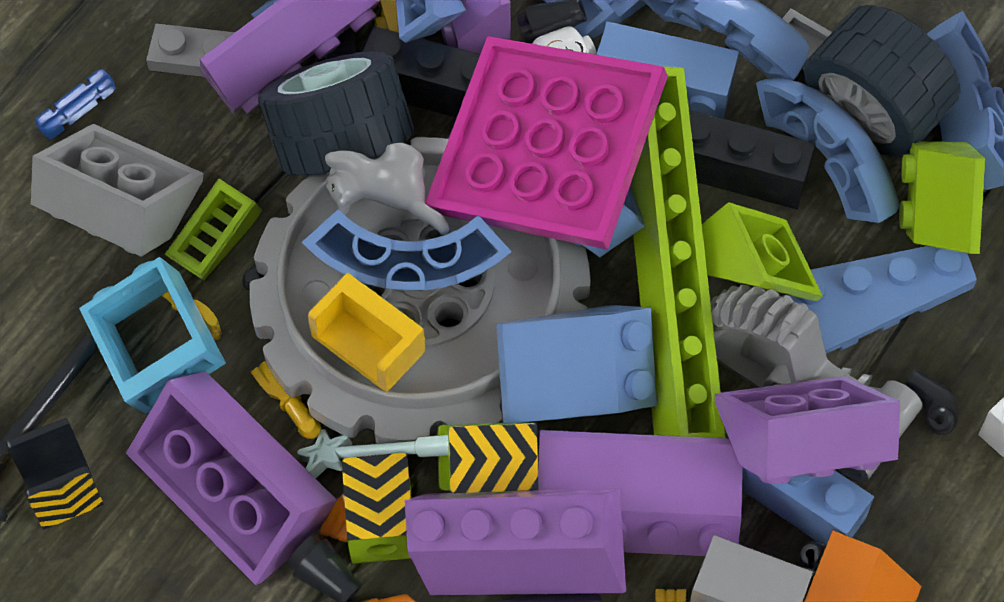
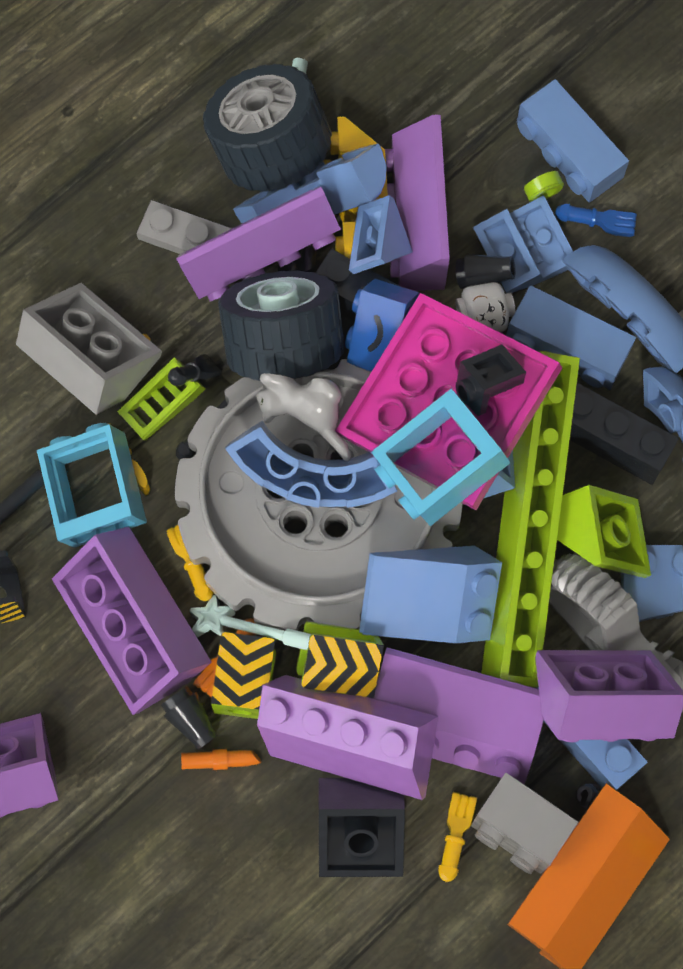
camera: 10 degrees right, 10 degrees up
(75, 104) = (70, 259): axle -> none
(245, 187) = (200, 368): none -> black piece
(367, 332) = (262, 535): yellow panel -> none
(443, 80) = (379, 313): none -> blue brick
(582, 221) = (459, 485): none -> medium azure window
(583, 97) = (487, 376): none -> black bracket

